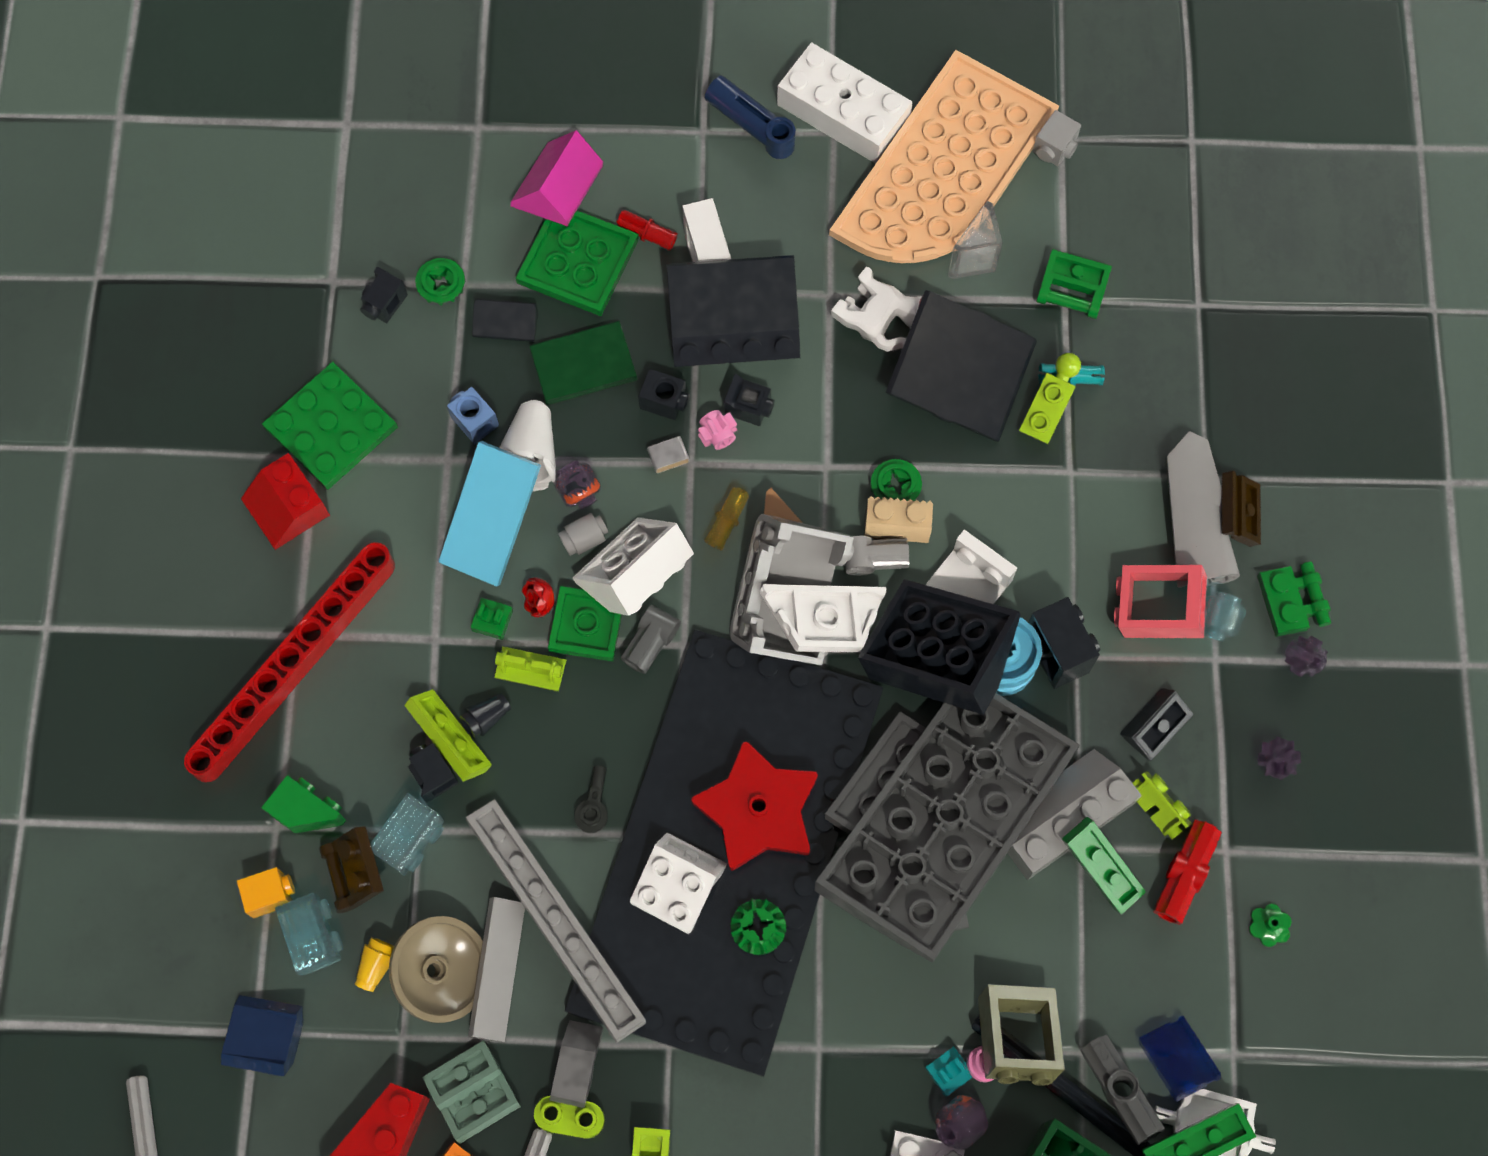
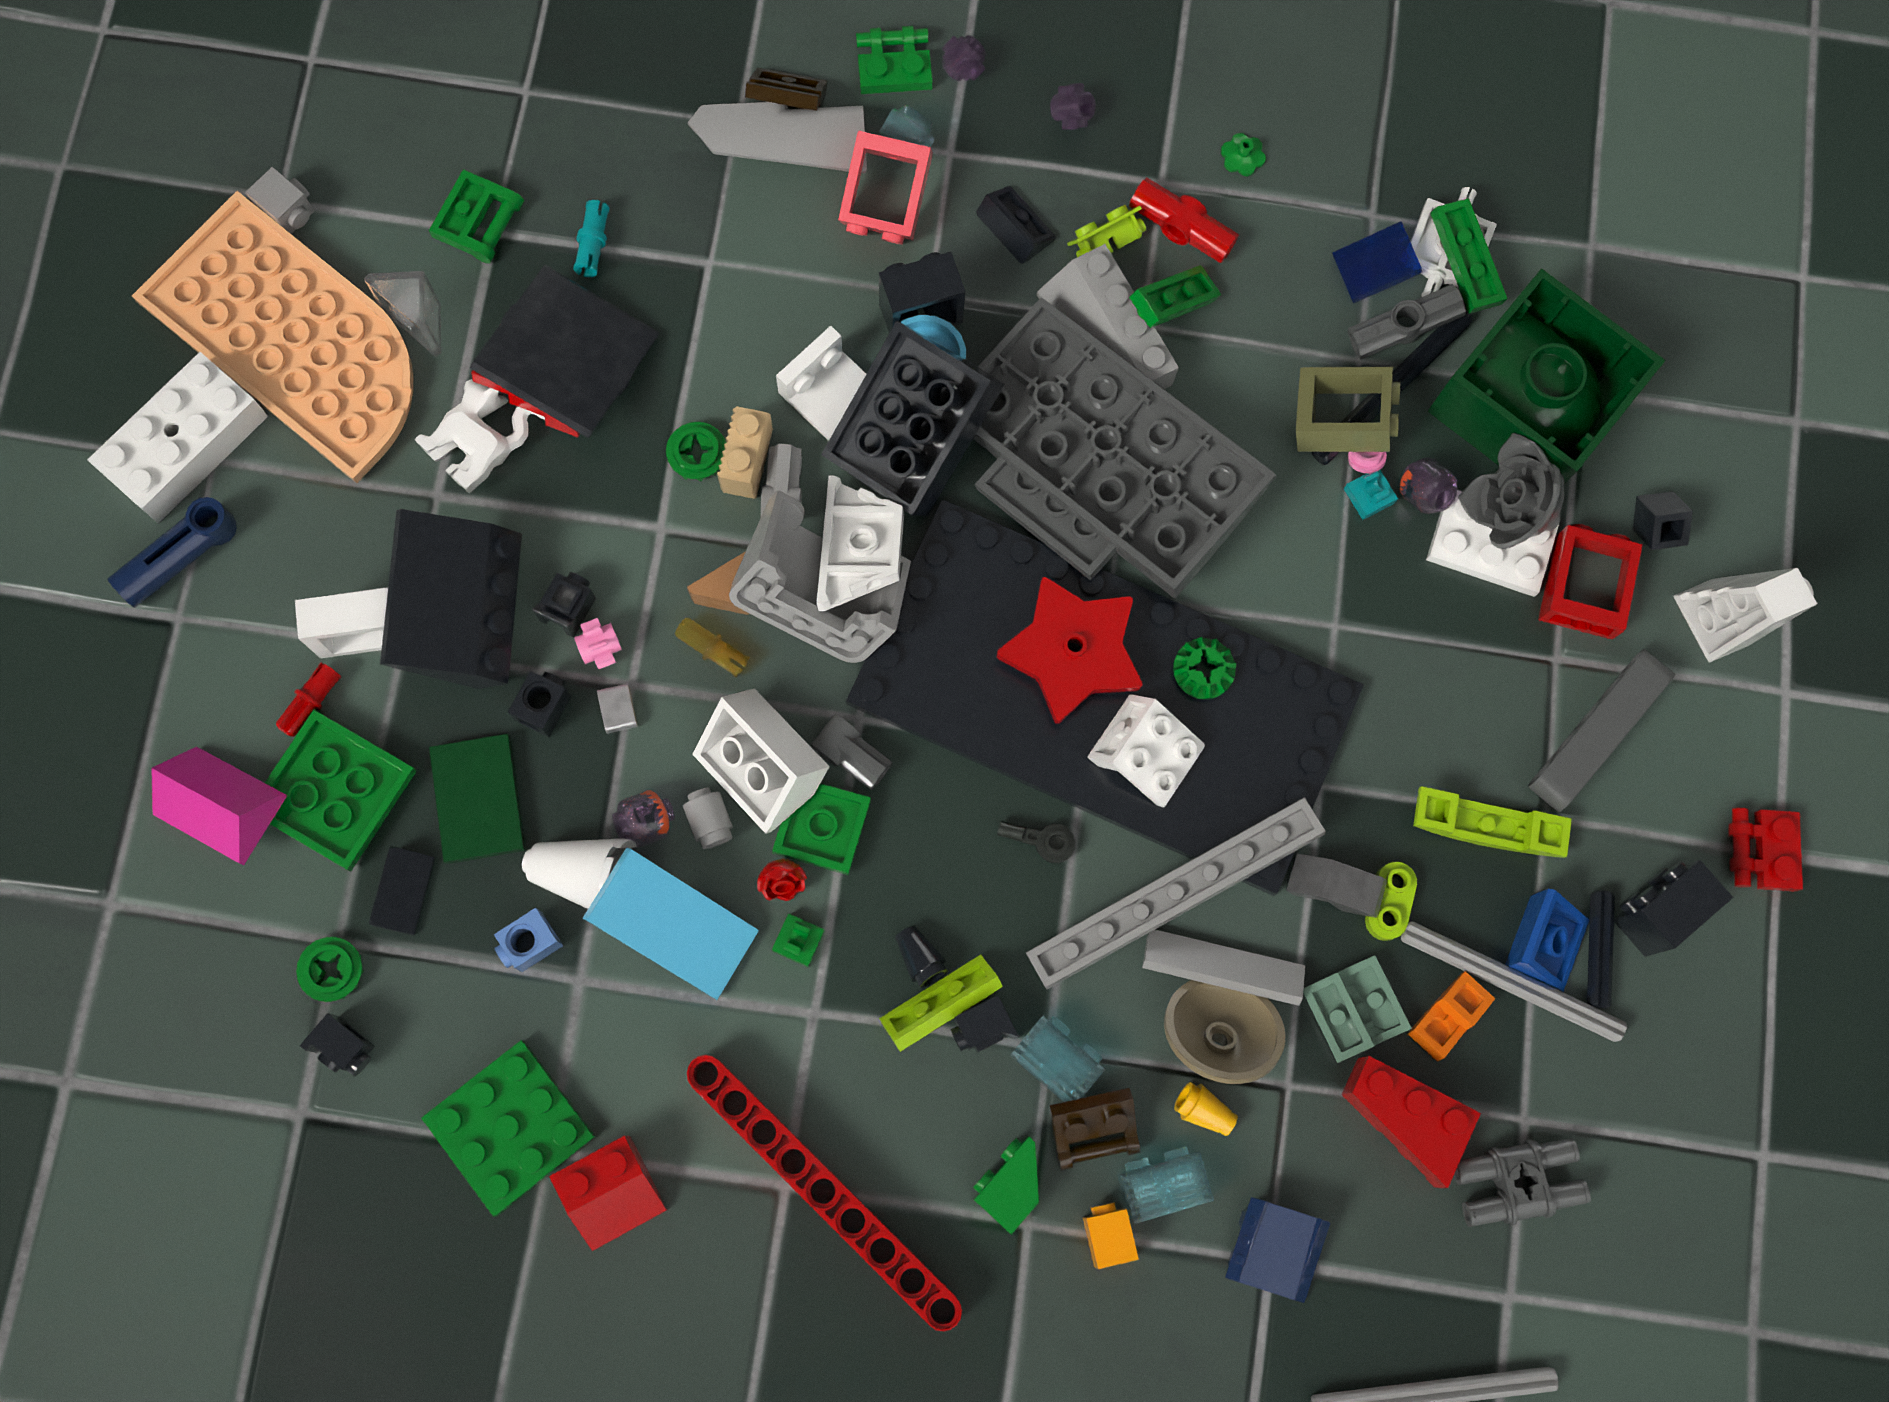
camera: 90 degrees left, 5 degrees up
(529, 668) = (868, 898): lime hinge -> none
(1051, 399) = (622, 262): lime plate -> none

